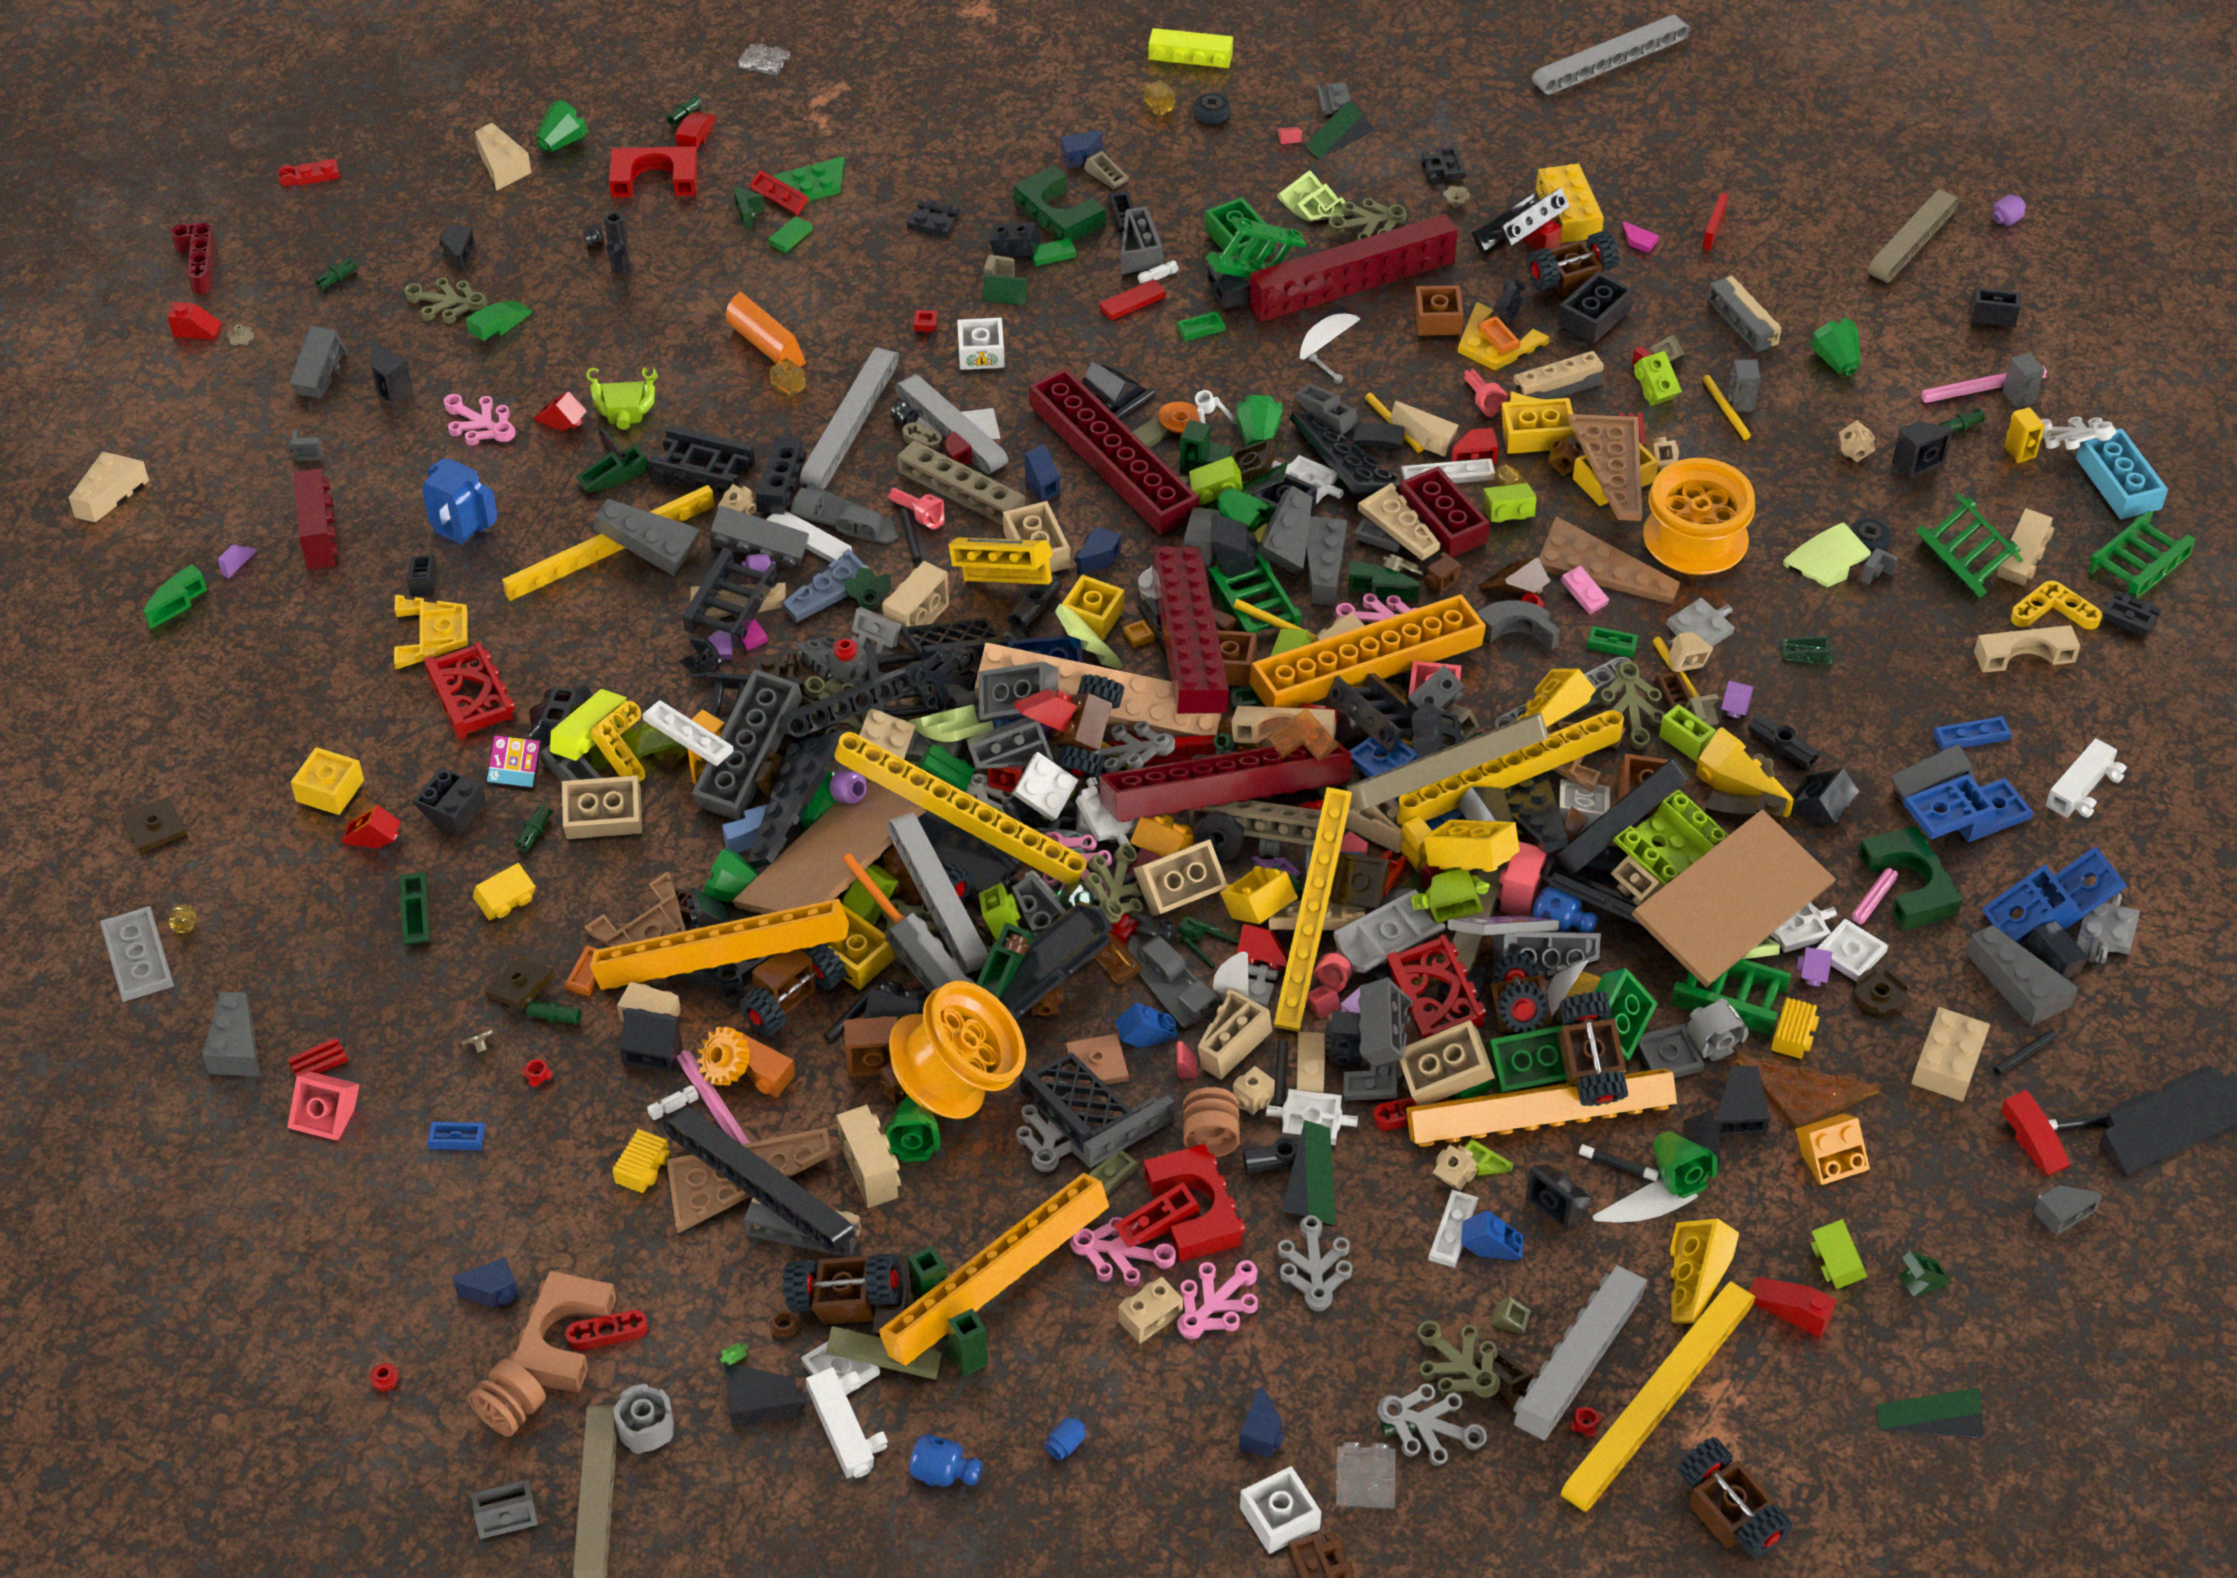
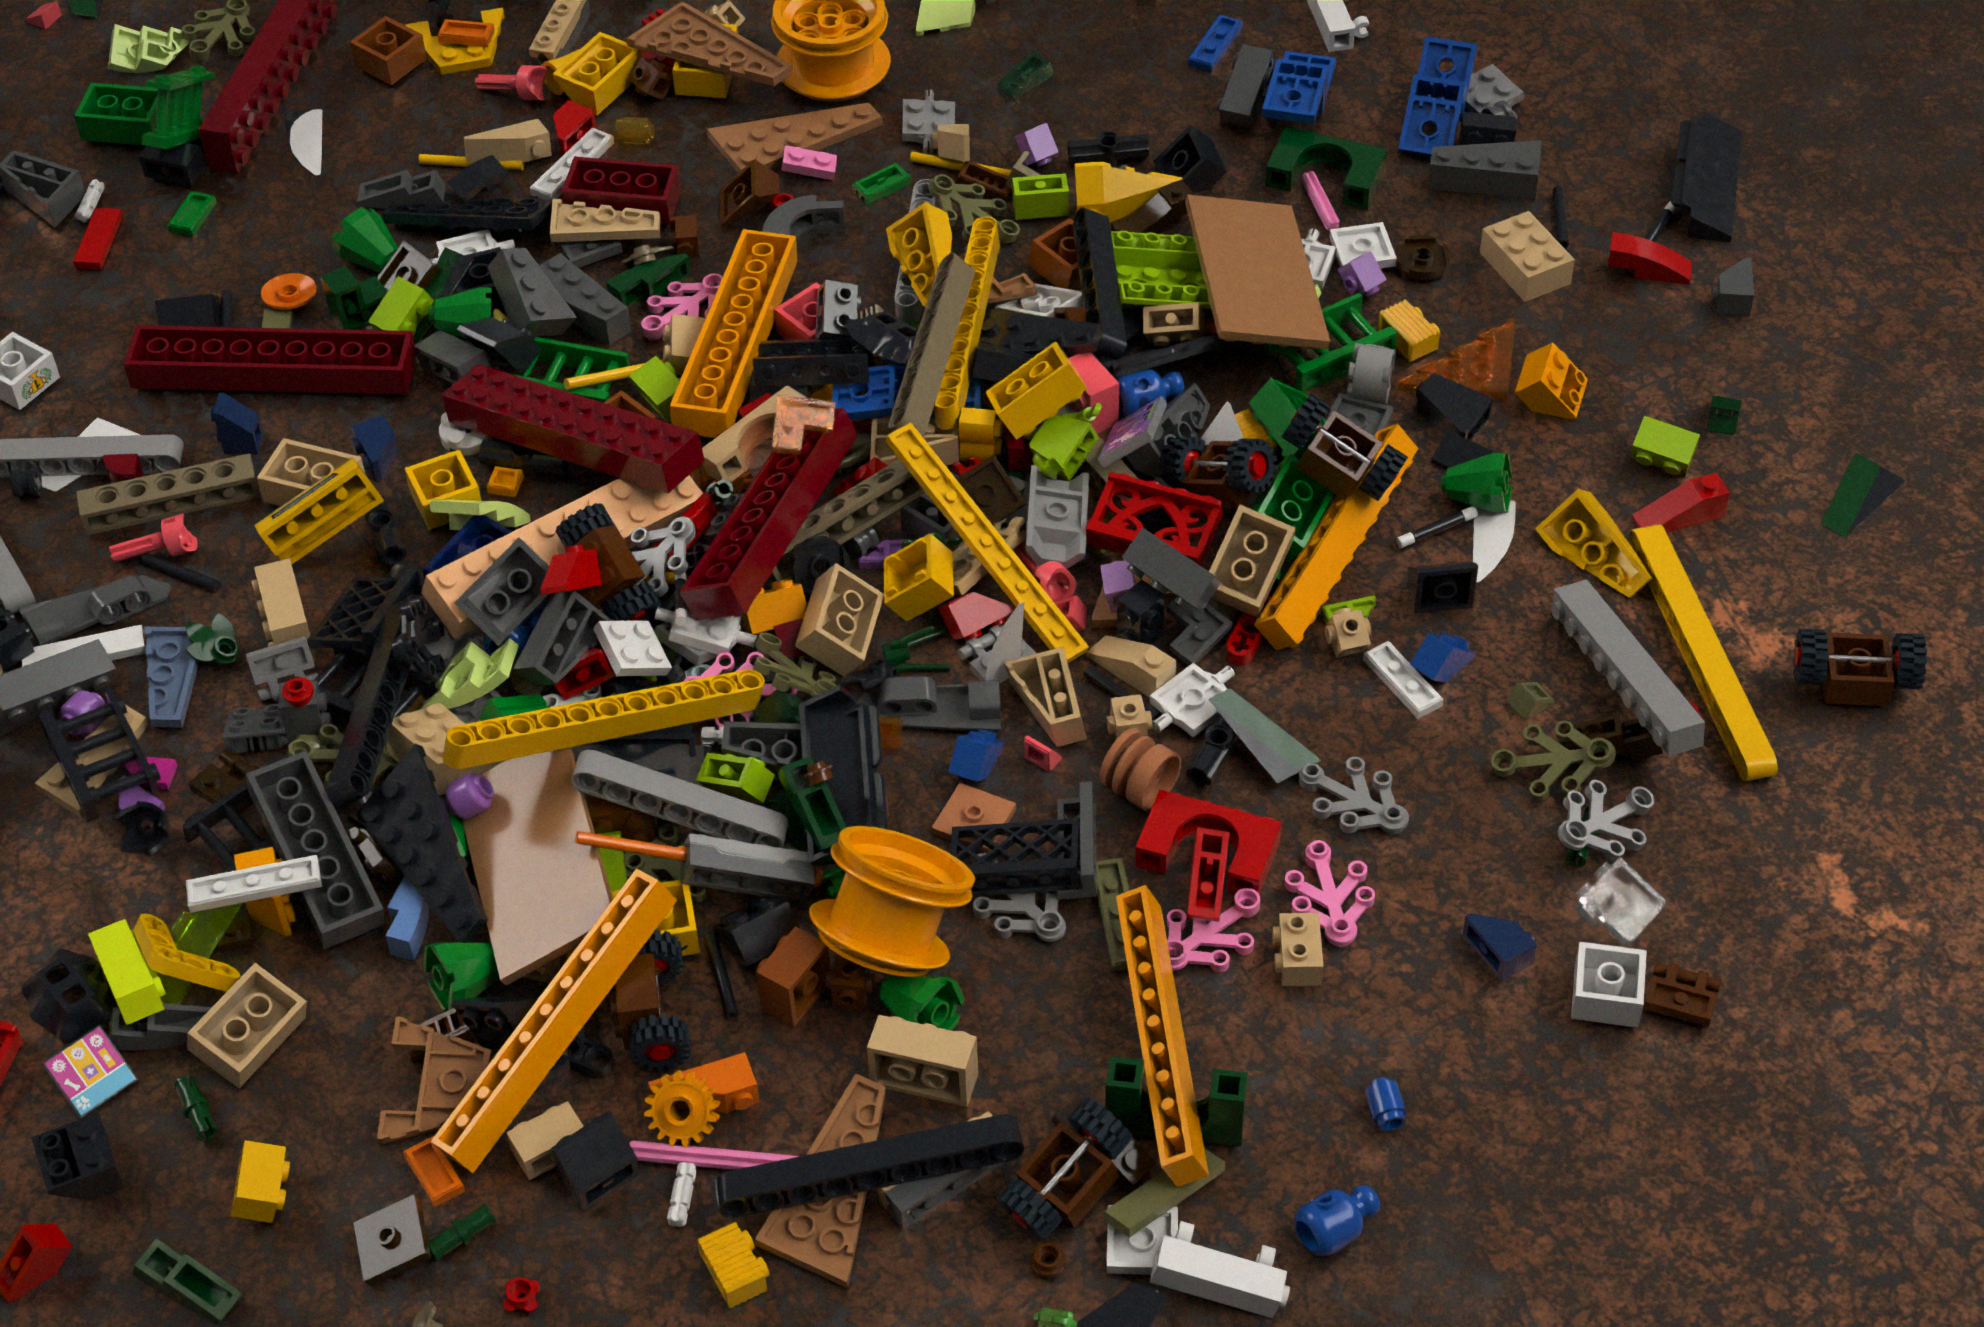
camera: 50 degrees left, 0 degrees up
(923, 435) = (67, 487): dark tan beam -> none
(1206, 404) = (308, 257): white plant -> none
(1337, 377) = (372, 165): light grey hinge -> none
(1509, 502) = (661, 142): lime brick -> none

